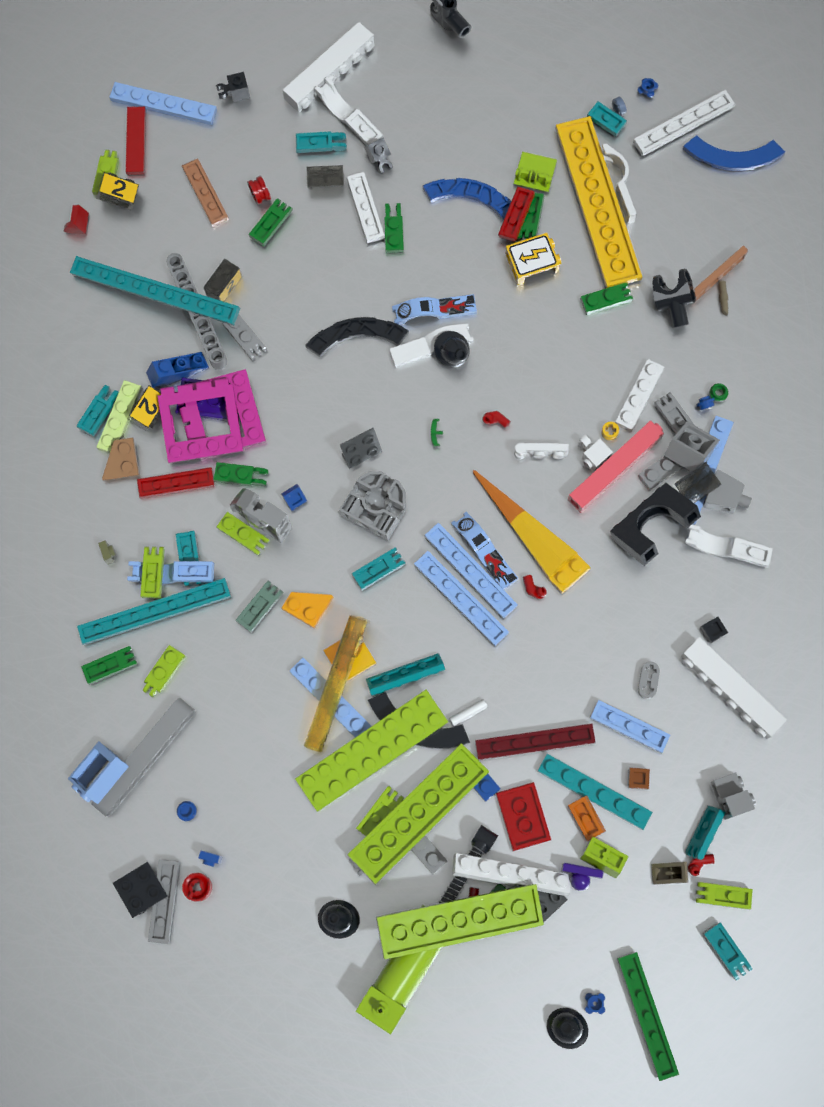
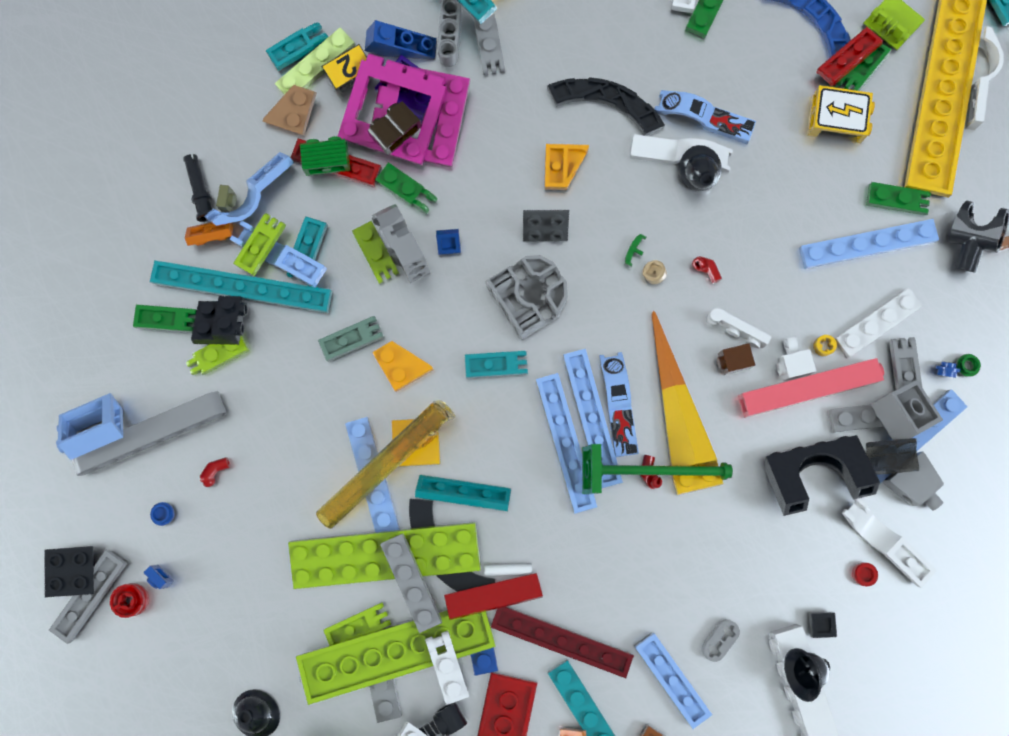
camera: 30 degrees right, 5 degrees up
(86, 560) = (200, 196): none -> black pin
(107, 583) = (207, 232): none -> orange plate
(124, 530) = (255, 184): none -> light blue piece
(153, 644) = (219, 321): none -> black plate
(167, 481) = (325, 156): none -> green brick
(206, 759) = (211, 469): none -> red arm
(210, 434) = (394, 127): none -> dark brown brick
(348, 397) = (562, 164): none -> light orange wing
(403, 756) = (411, 583): none -> light grey plate
(459, 441) = (654, 272): none -> tan tile
(462, 804) = (447, 669): none -> white plate
(467, 736) = (493, 596): none -> red tile
(491, 603) = (594, 470): none -> green tile
(551, 474) = (735, 359): none -> reddish brown brick
(602, 342) = (869, 243): none -> light blue plate
(717, 666) = (806, 673): none -> black hat
(725, 578) = (865, 574): none -> red tile

